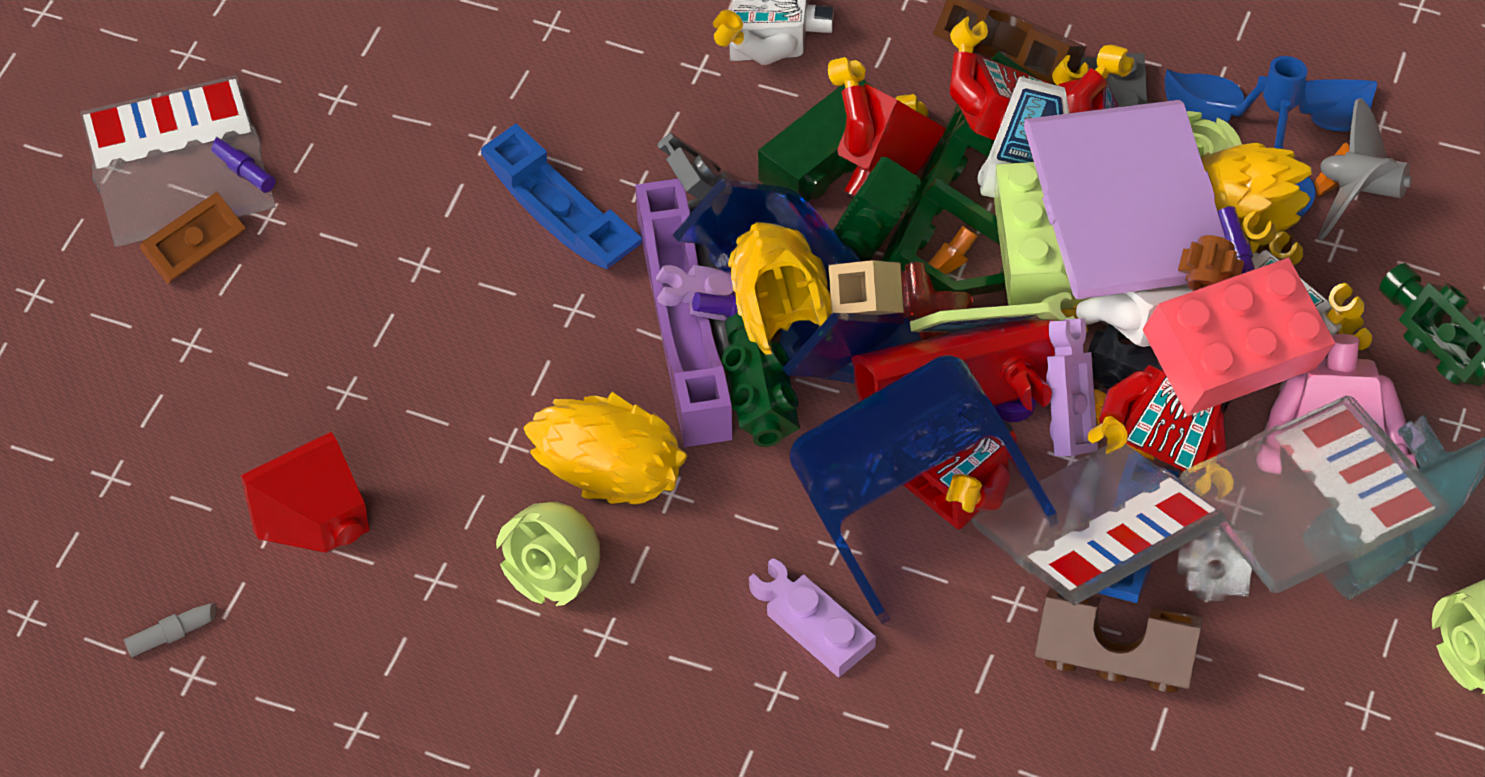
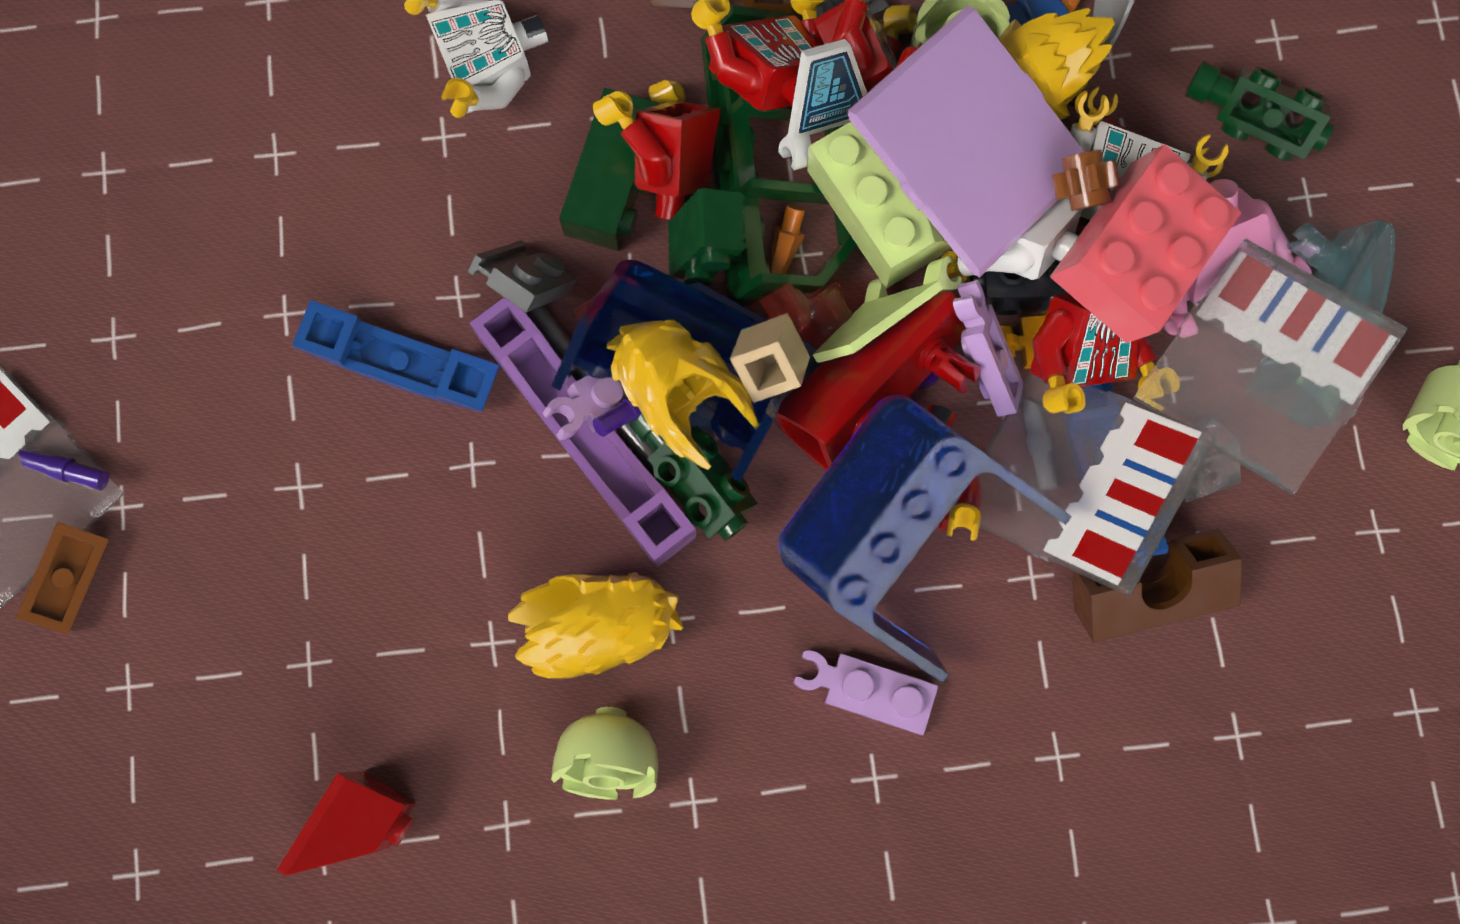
camera: 30 degrees left, 25 degrees up
(1234, 233) = (1085, 137): dark purple piece -> none

